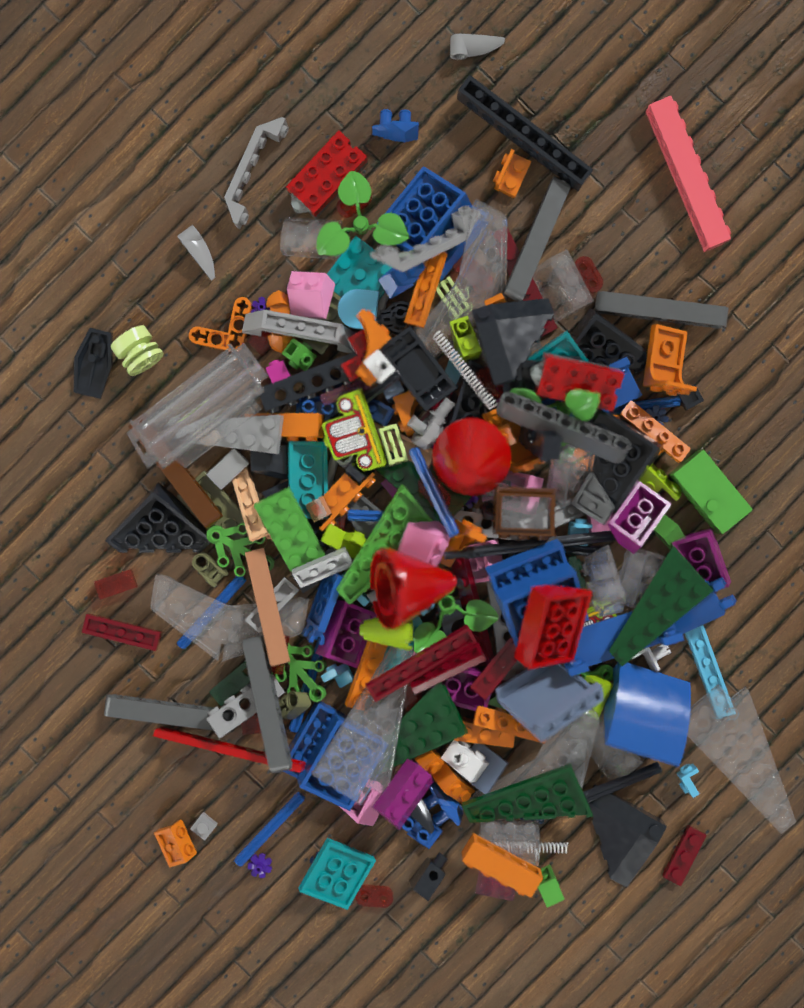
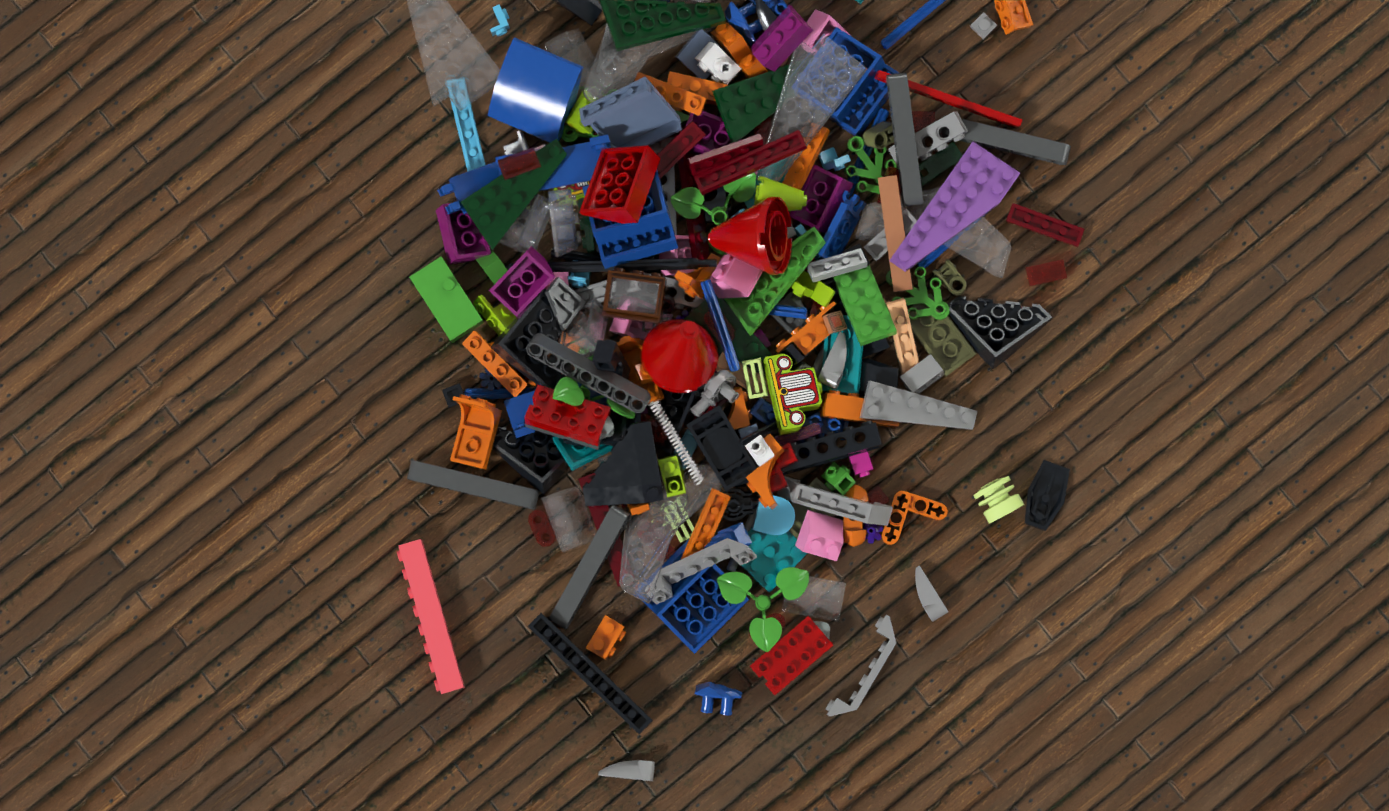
camera: 170 degrees left, 5 degrees down
(190, 491) = (973, 377): reddish brown beam -> none
(200, 653) = (966, 195): none -> medium lavender wing
(201, 410) = (940, 432): clear piece -> none
(313, 468) = (834, 365): none -> light grey piece
(622, 782) = (564, 26): black axle -> none
(659, 636) = (519, 163): none -> clear red plate

